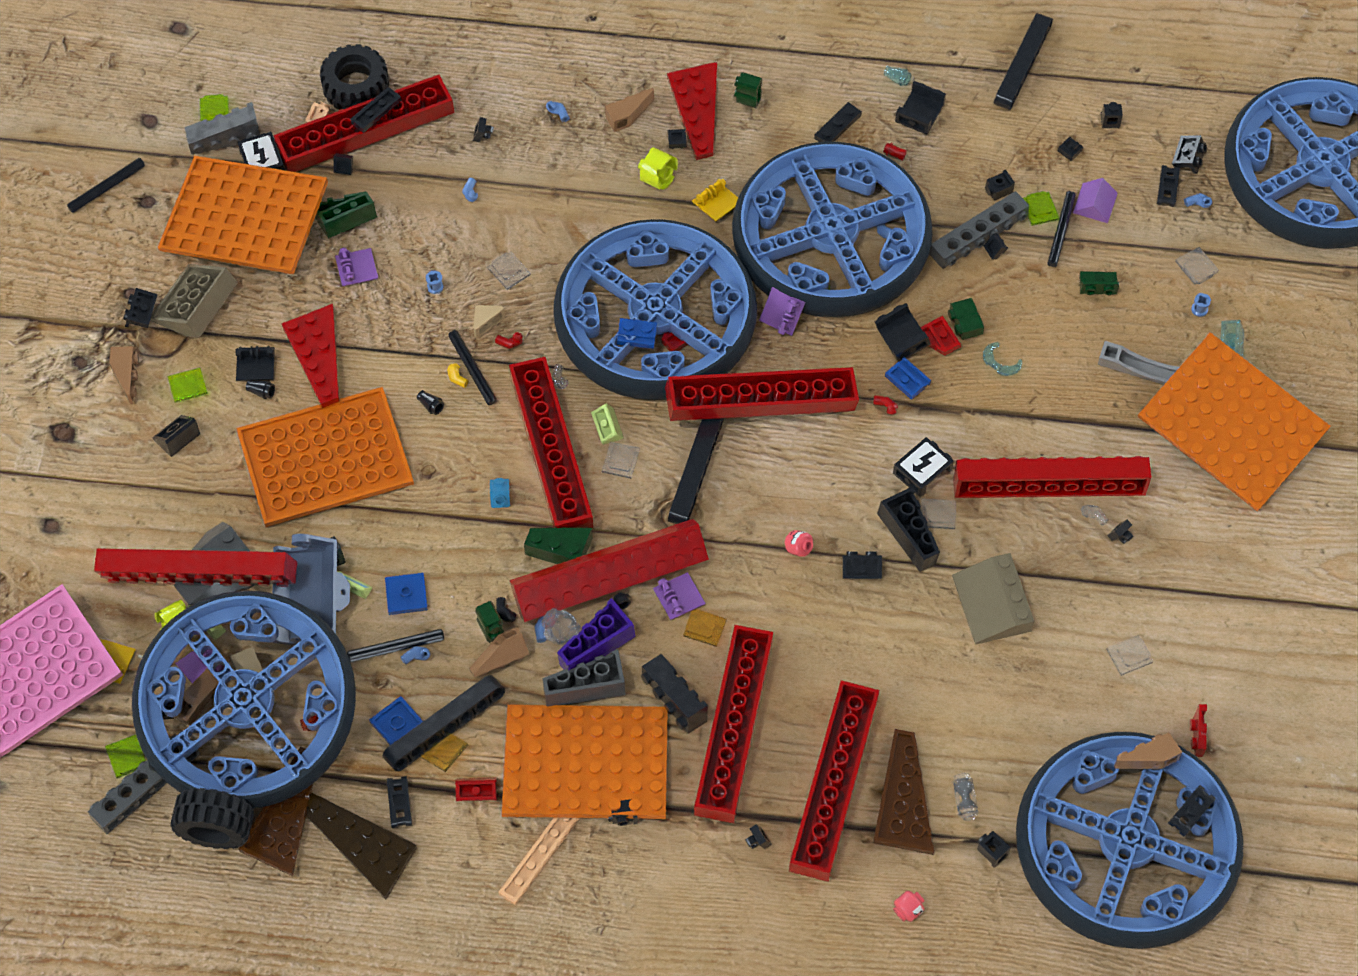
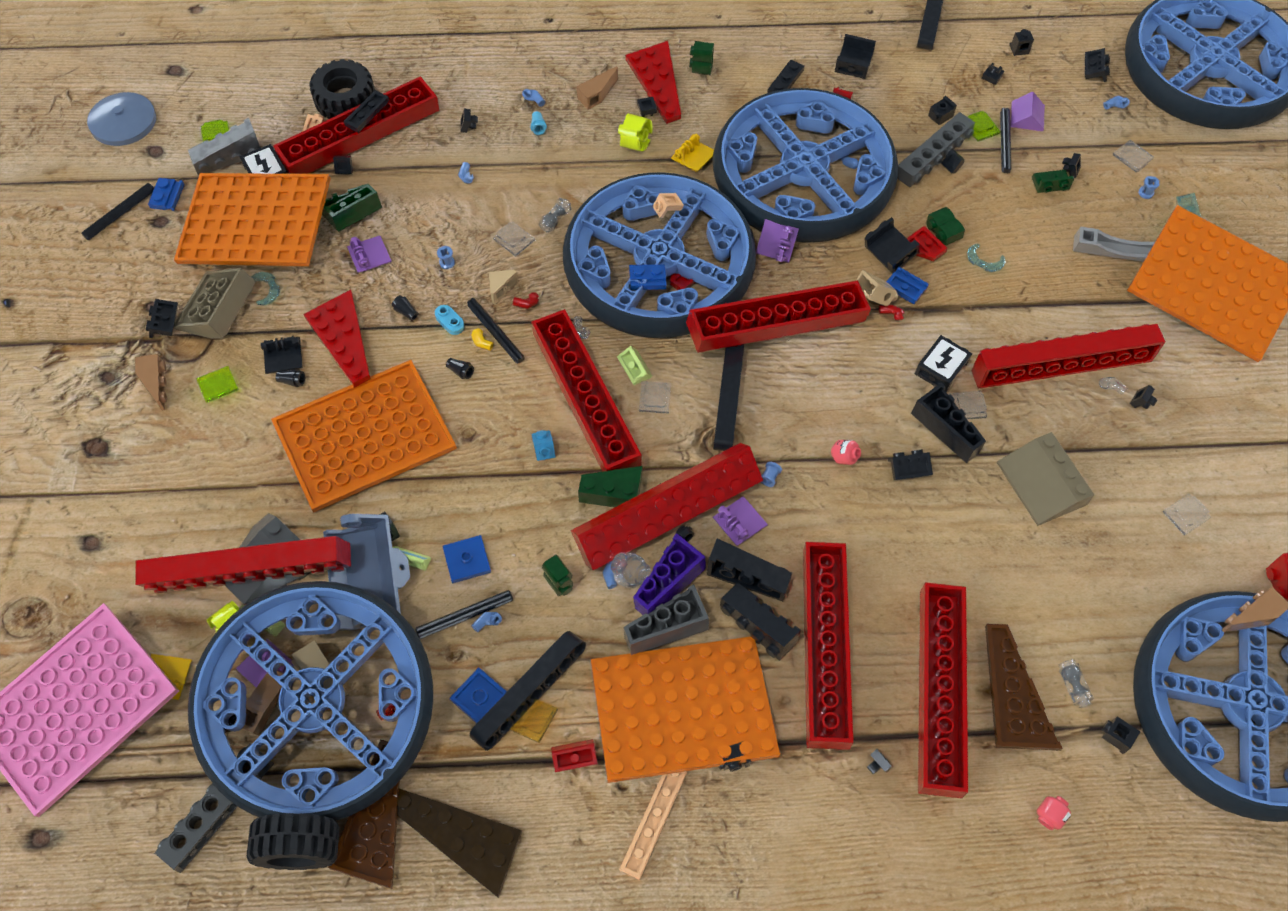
camera: 10 degrees left, 0 degrees up
(118, 79) = (121, 119): none -> sand blue dish
(125, 756) = (190, 781): clear neon green piece -> none
(156, 172) = (166, 194): none -> blue plate
(177, 434) = (212, 433): black slope -> none
(255, 295) = (274, 289): none -> clear light blue piece
(383, 330) = (404, 307): none -> black cone
(399, 802) = (495, 784): black plate -> none
(426, 348) = (448, 318): none -> medium azure plate
(504, 613) = (571, 564): black arm -> none
(504, 649) = (576, 602): medium nougat slope -> none
(549, 256) = (549, 221): none -> clear piece
(556, 144) = (538, 123): none -> medium azure cone
(671, 257) = (667, 202): none -> light nougat bracket
(674, 644) = (752, 572): none -> black wedge
(704, 627) = (773, 547): clear yellow piece -> none
(719, 554) = (770, 474): none -> medium blue bush
(872, 378) = (882, 293): none -> tan torso
(898, 75) = (828, 33): clear light blue cone -> none
(1126, 268) = (1072, 165): none -> black tile
(1168, 185) = (1087, 92): black plate -> none

